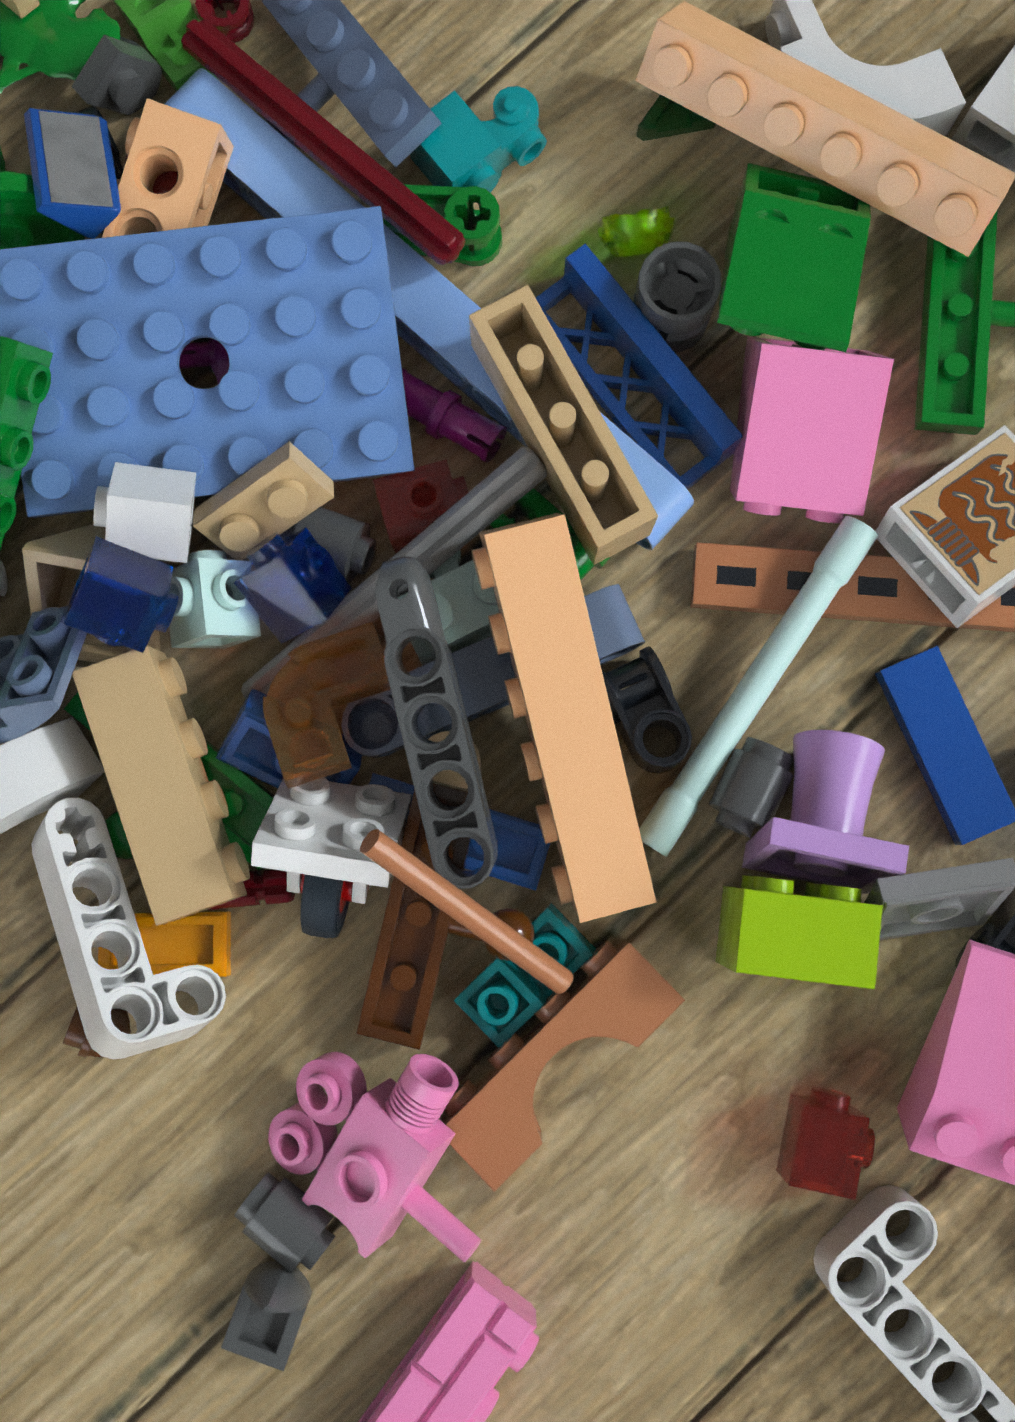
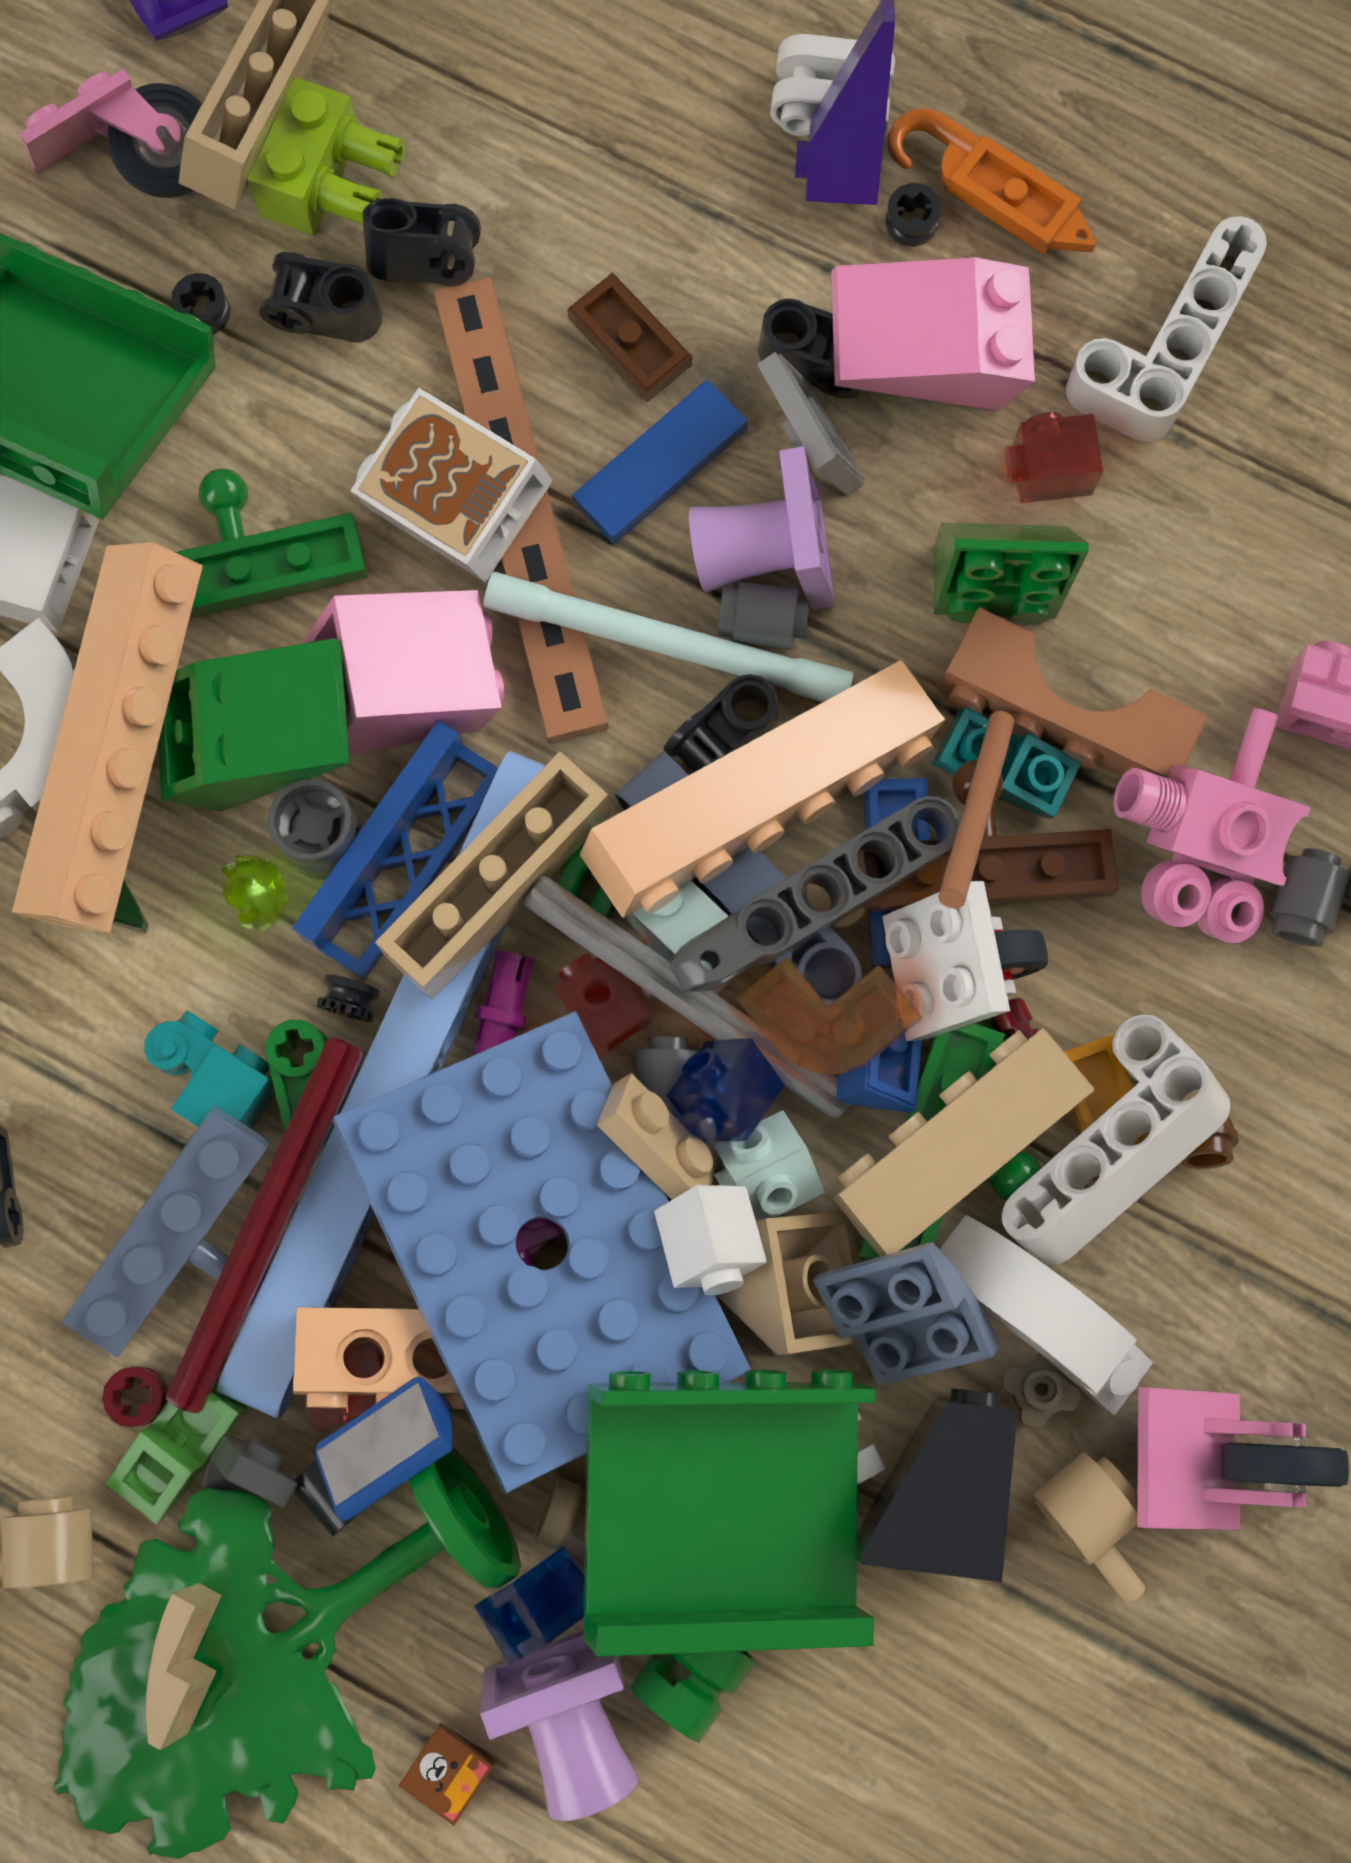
camera: 110 degrees left, 5 degrees down
(121, 596) = (803, 1230): clear blue brick -> none
(508, 279) = (348, 996): none -> black bush
(719, 1045) = (1005, 570): none -> green slope
(799, 937) = (883, 530): lime brick -> none

